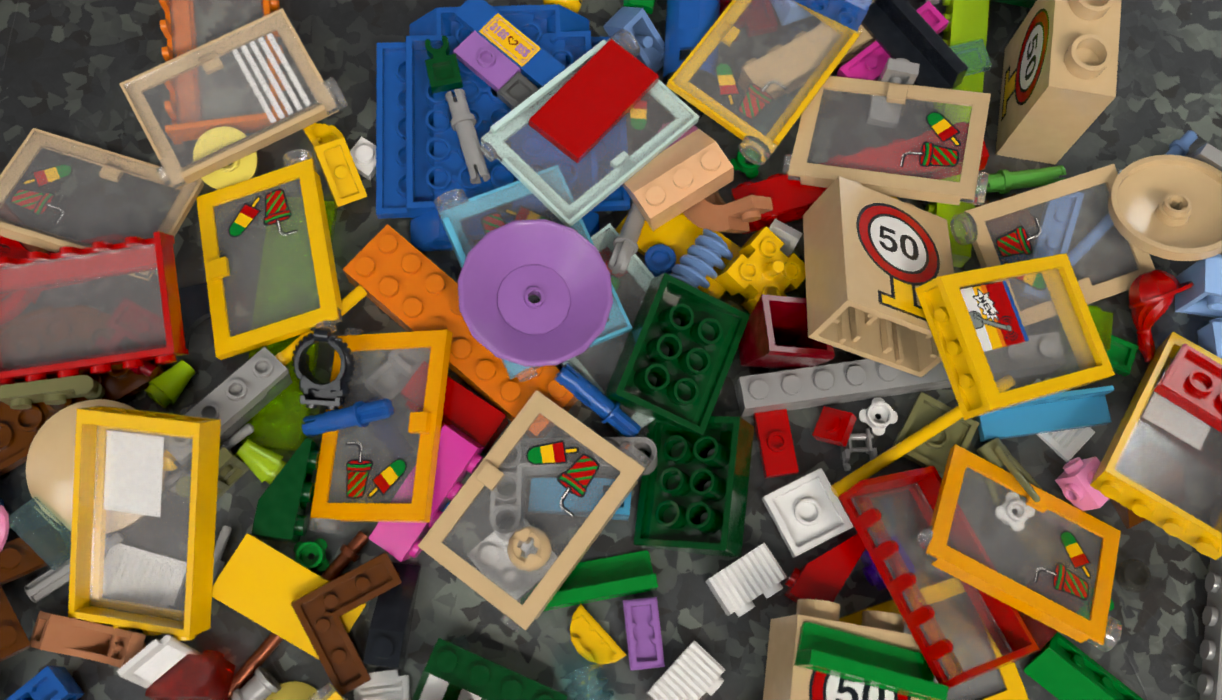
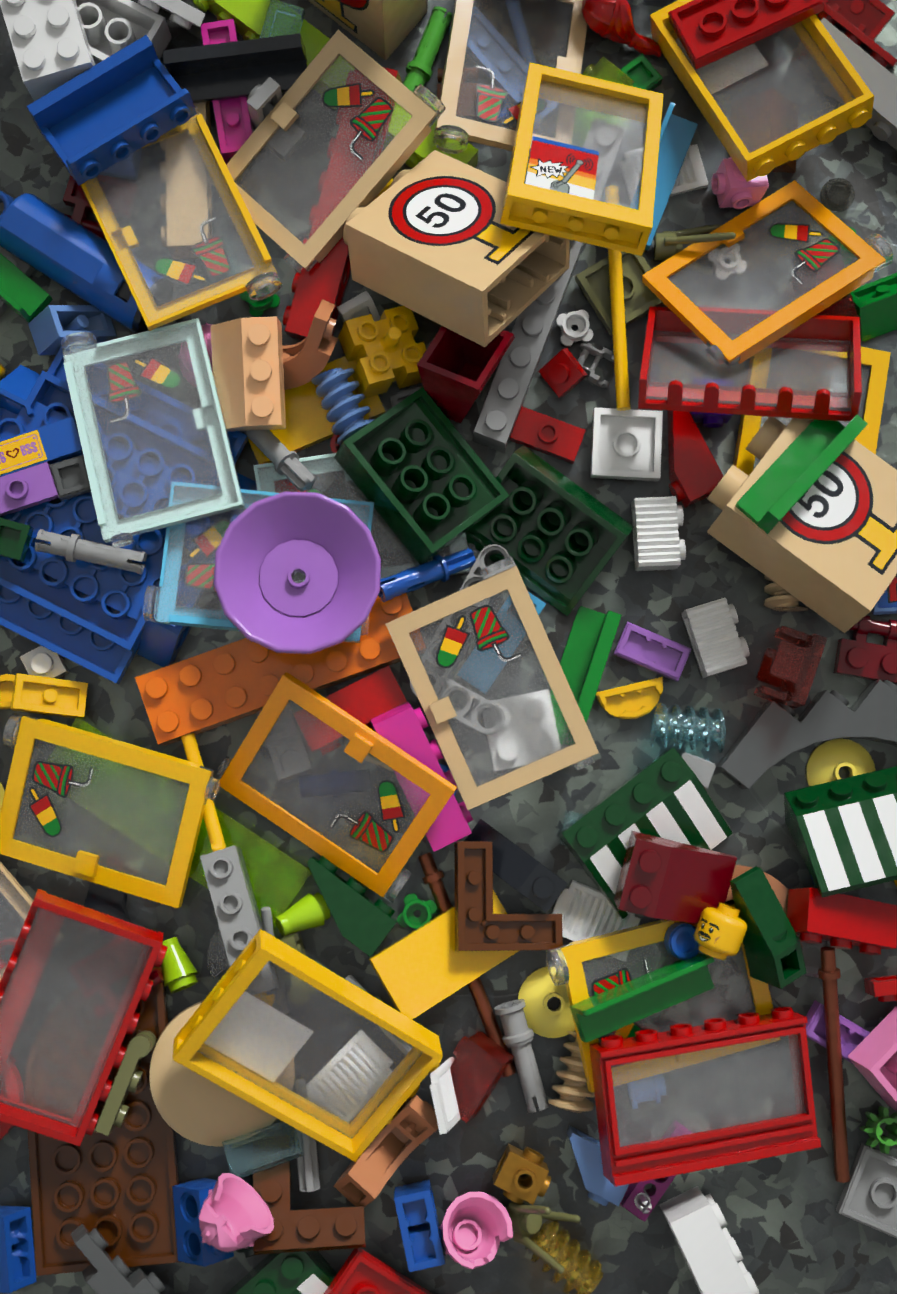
camera: 60 degrees left, 10 degrees up
(317, 392) = (267, 829): black piece -> none
(357, 415) = (314, 800): blue axle -> none
(533, 561) = (530, 724): tan piece -> none
(593, 101) = (126, 409): red tile -> none
(660, 259) = (315, 438): blue tile -> none

